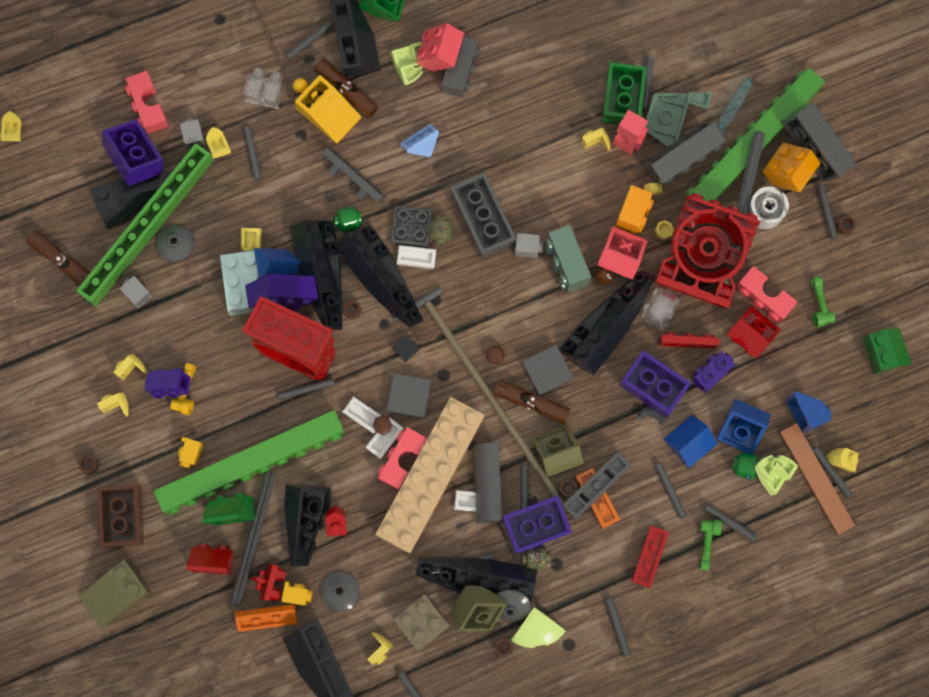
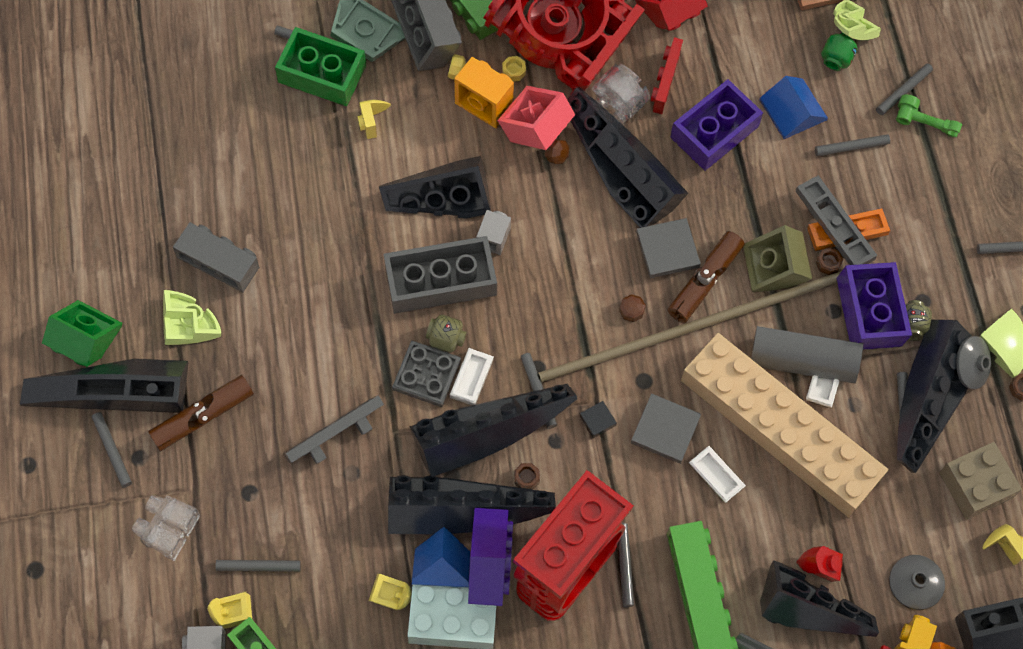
camera: 75 degrees left, 10 degrees down
(329, 112) = (225, 446): yellow slope -> none
(347, 219) = (396, 452): green head -> none
(361, 413) = (679, 495): white tile -> none
(382, 425) = (701, 470): reddish brown tile -> none
(409, 443) = (766, 473): coral arch -> none
(421, 142) = (308, 331): light blue slope -> none
(439, 47) = (185, 270): coral brick -> none
(477, 609) = (974, 404): olive slope -> none
(524, 487) = (816, 315): dark grey bar -> none
(551, 202) = (446, 190): none -> black wedge
(567, 259) = (529, 183): sand green brick -> none
(631, 132) = (381, 59): coral arch -> none
(650, 412) = (746, 144): dark grey piece -> none
(650, 557) = (934, 187): red plate -> none
(717, 368) = (714, 56): dark purple brick -> none
(743, 426) = (789, 41): blue slope -> none

